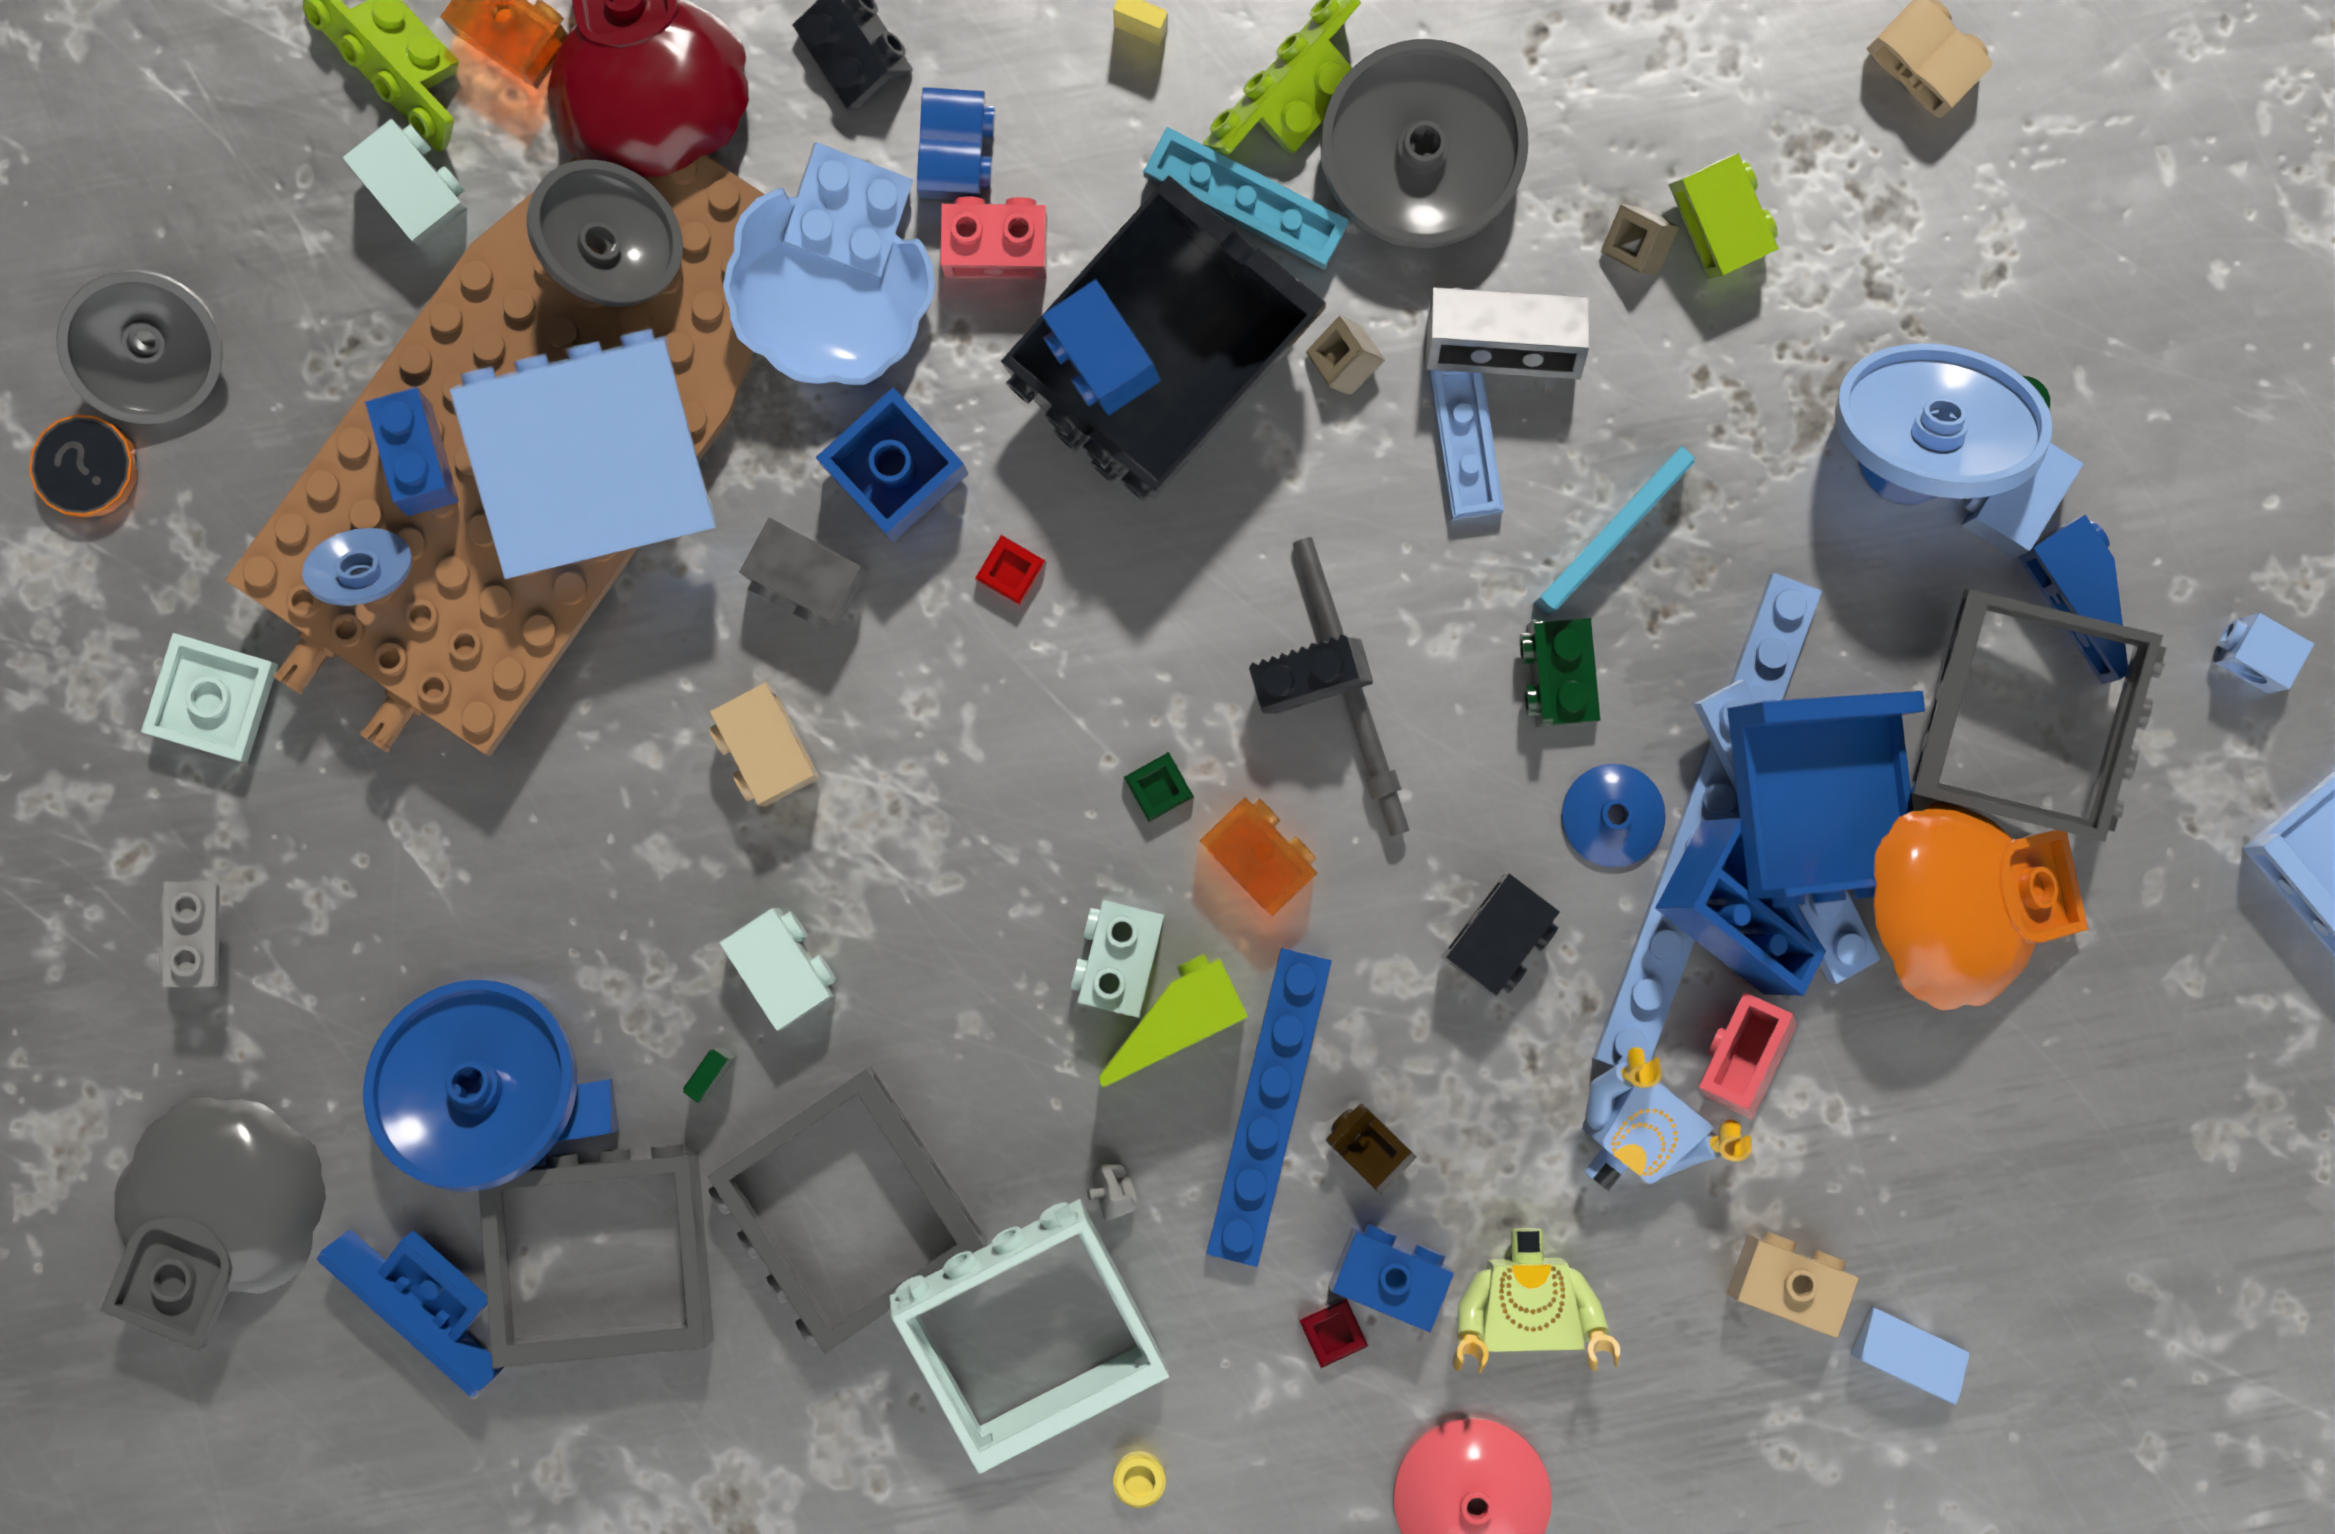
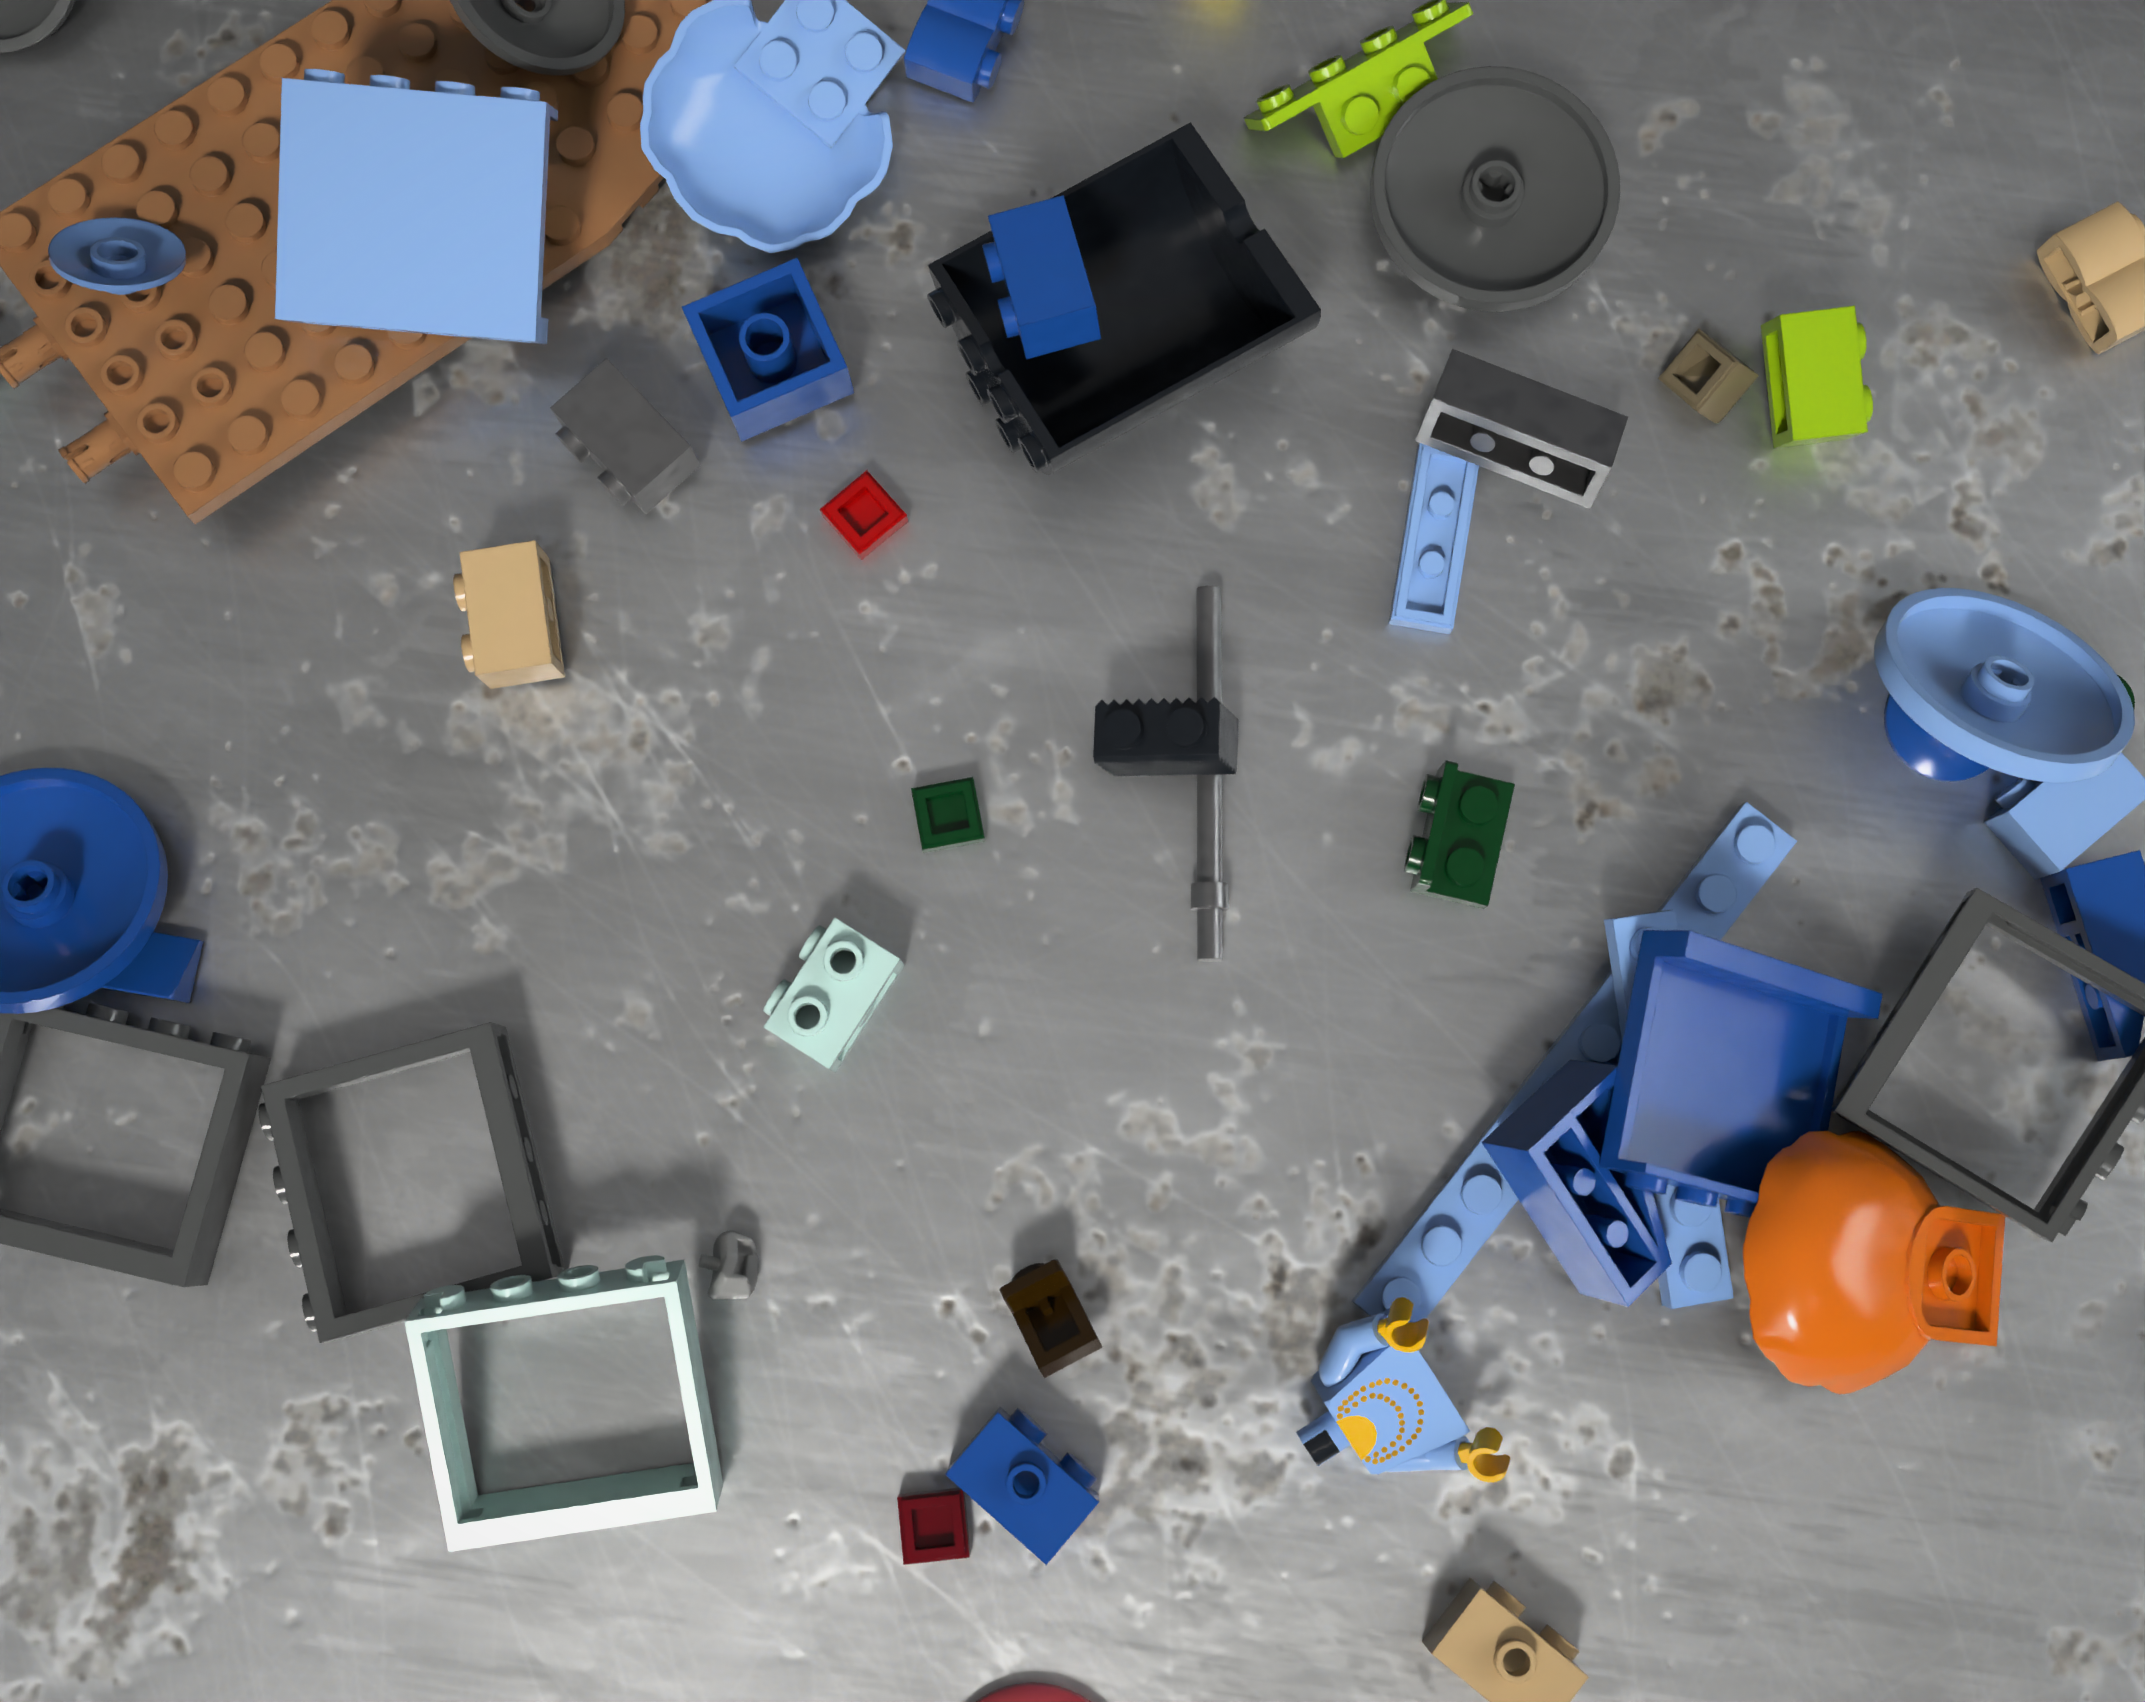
camera: 20 degrees right, 5 degrees down
(412, 451) = (228, 151): blue brick -> none
(708, 1074) = (311, 970): dark green tile -> none
(779, 967) = (437, 874): light aqua brick -> none
(994, 239) = (972, 143): coral brick -> none
(1139, 1479) = (642, 1625): light yellow tile -> none
(1183, 1014) = (878, 1081): lime slope -> none
(1248, 198) = (1279, 192): medium azure plate -> none
(1259, 855) = (1036, 928): clear orange brick -> none
(1268, 1107) = (947, 1231): blue plate -> none
(1345, 355) = (1327, 398): dark tan slope -> none
(1502, 935) = (1289, 1117): black brick -> none
(1530, 1307) = (1178, 1576): yellowish green torso -> none
(1587, 820) = (1436, 1030): blue dish -> none
(1614, 531) = (1574, 693): medium azure tile -> none
(1747, 1055) = (1537, 1358): coral brick -> none

